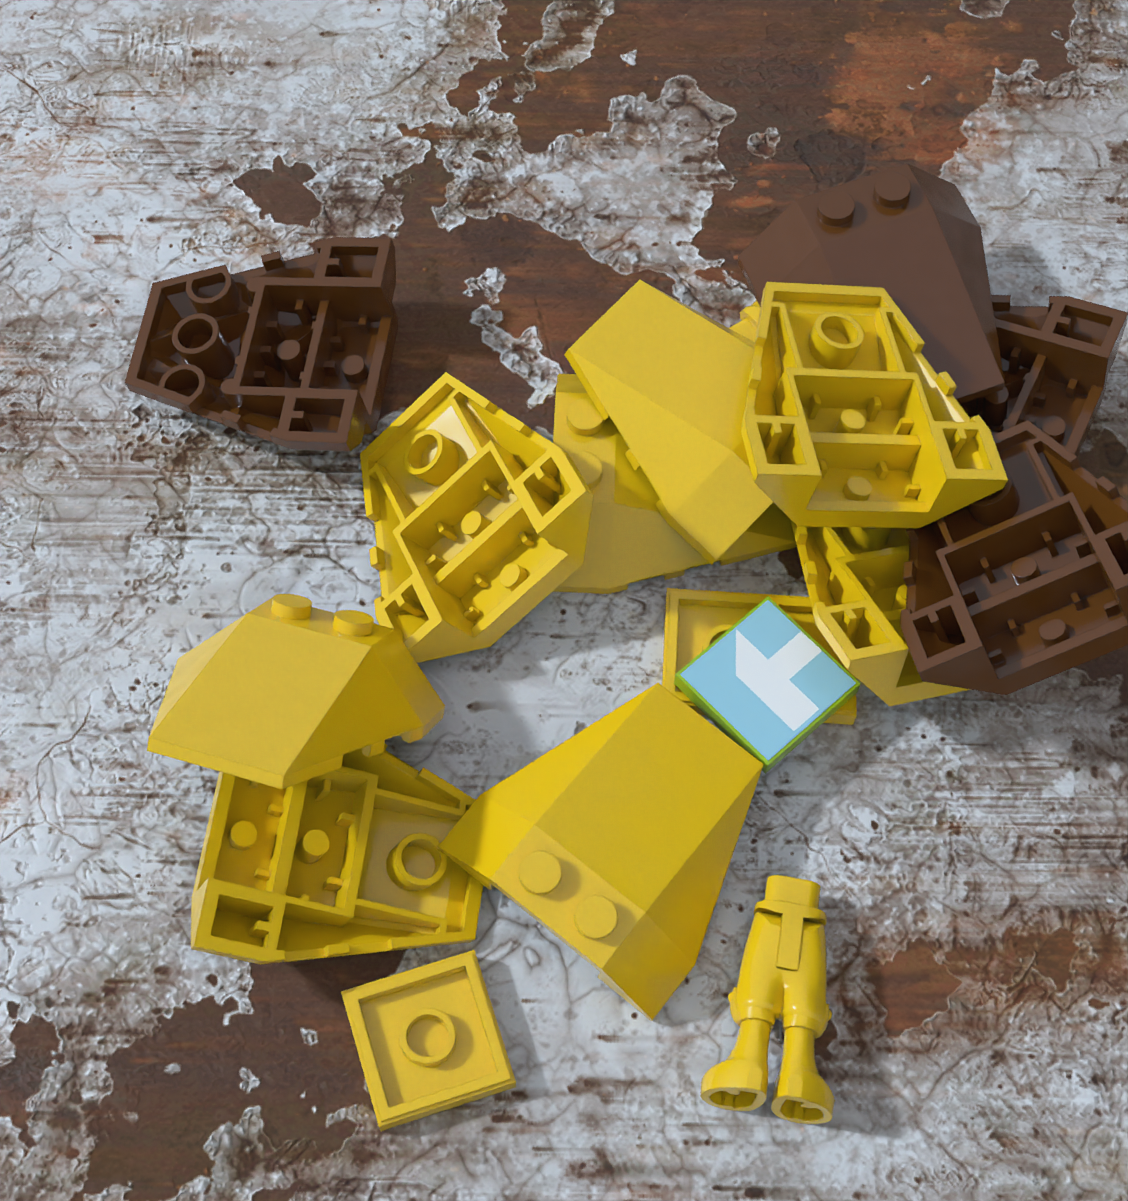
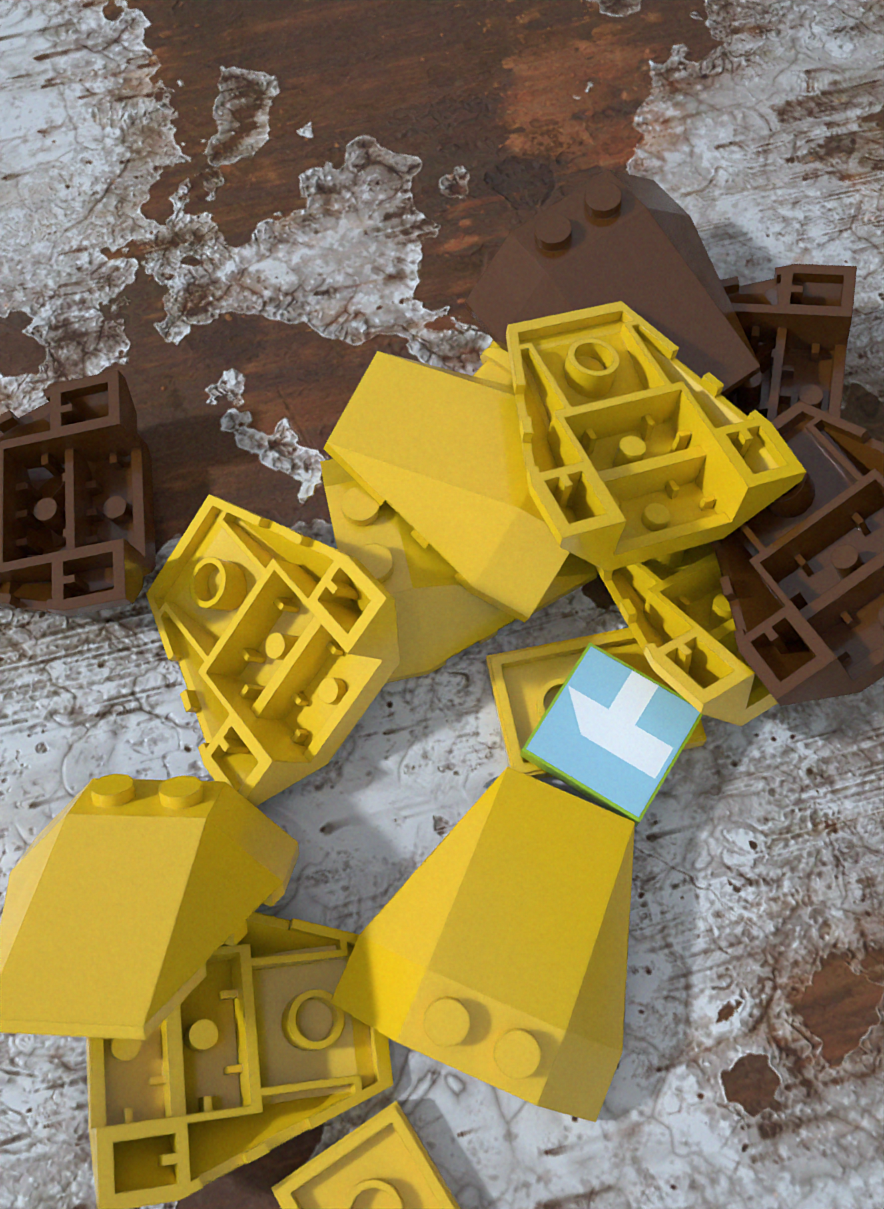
camera: 10 degrees left, 5 degrees up
(786, 982) = (716, 1054): yellow piece -> none

